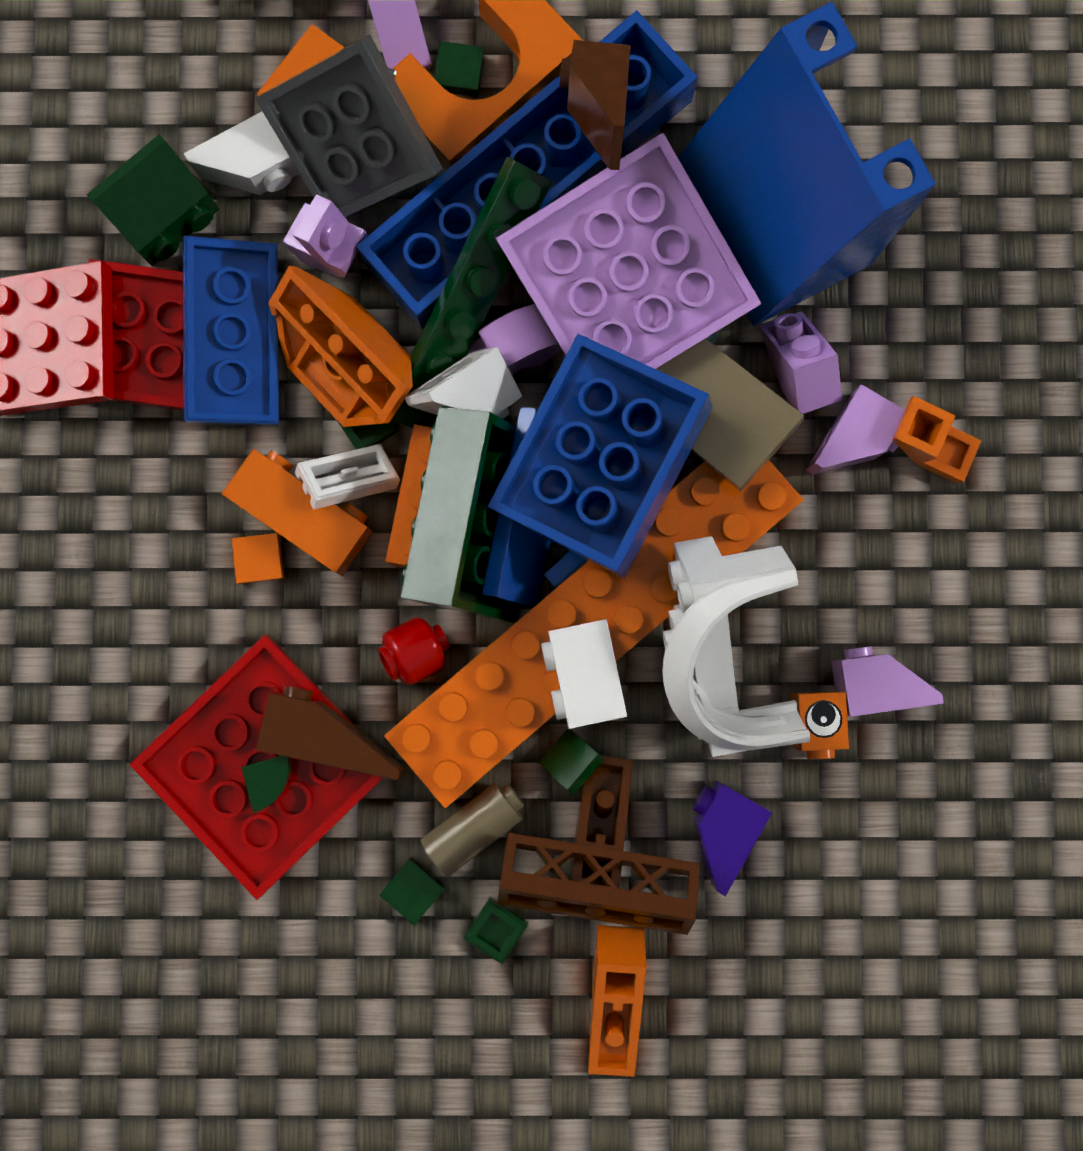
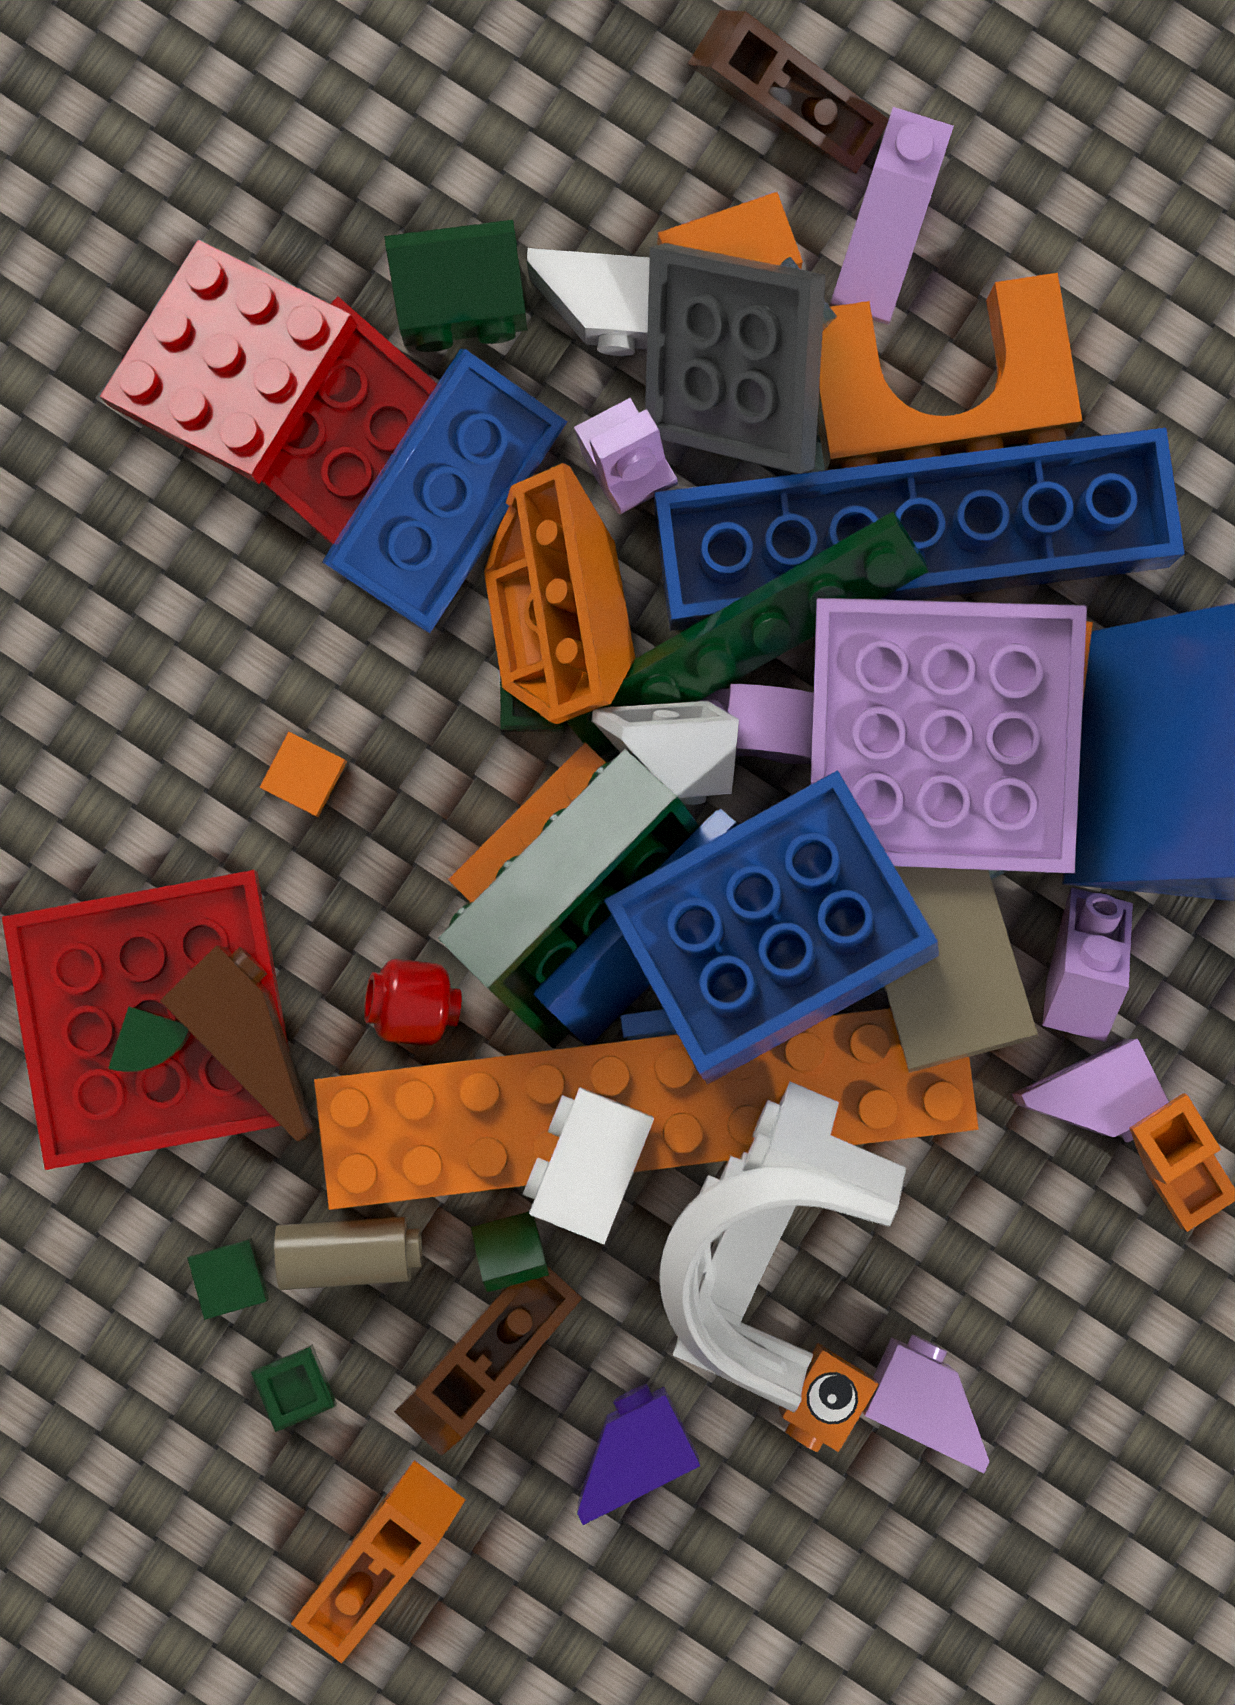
camera: 30 degrees right, 0 degrees up
(278, 500) = (387, 751): orange brick -> none
(351, 482) = (464, 771): white tile -> none
(460, 68) = (918, 349): dark green tile -> none
(597, 901) = (430, 1430): reddish brown fence -> none
(598, 94) = (1045, 508): reddish brown slope -> none

